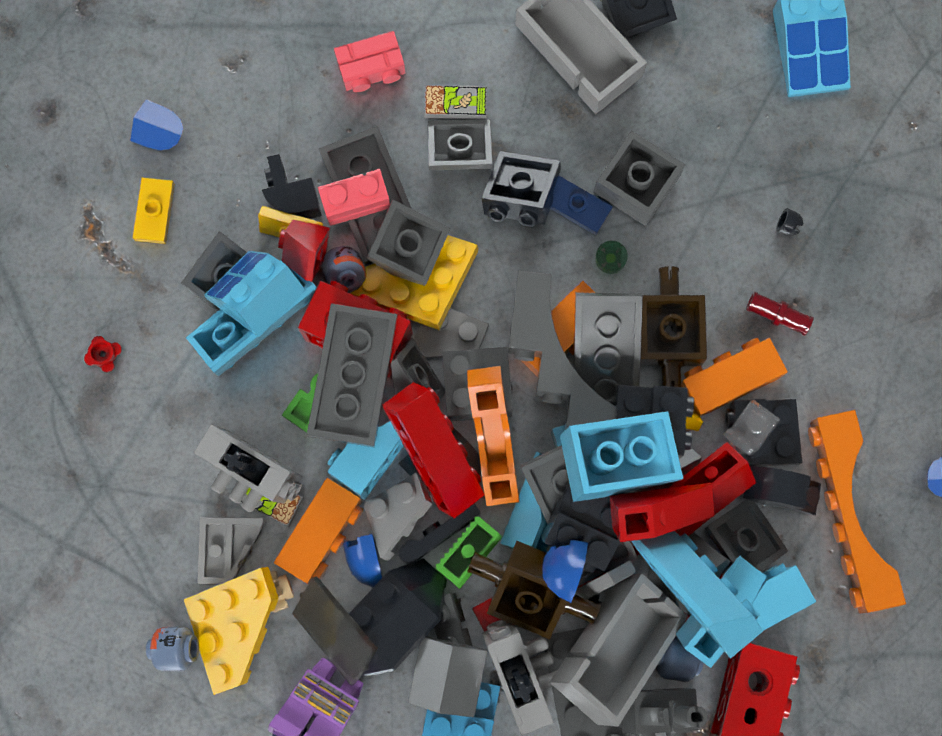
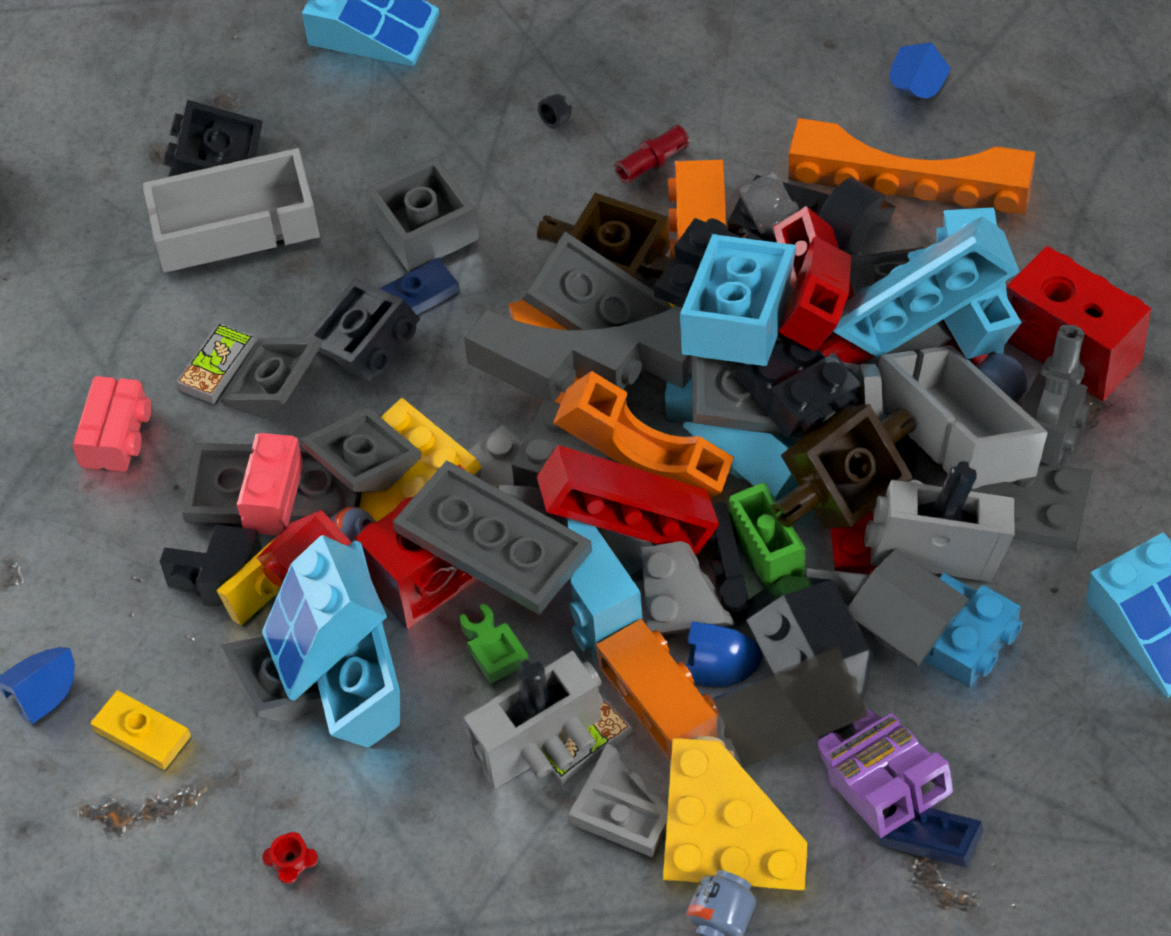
camera: 60 degrees left, 25 degrees down
(564, 568) = (839, 397): blue brick -> none
(611, 257) = (494, 284): clear green tile -> none

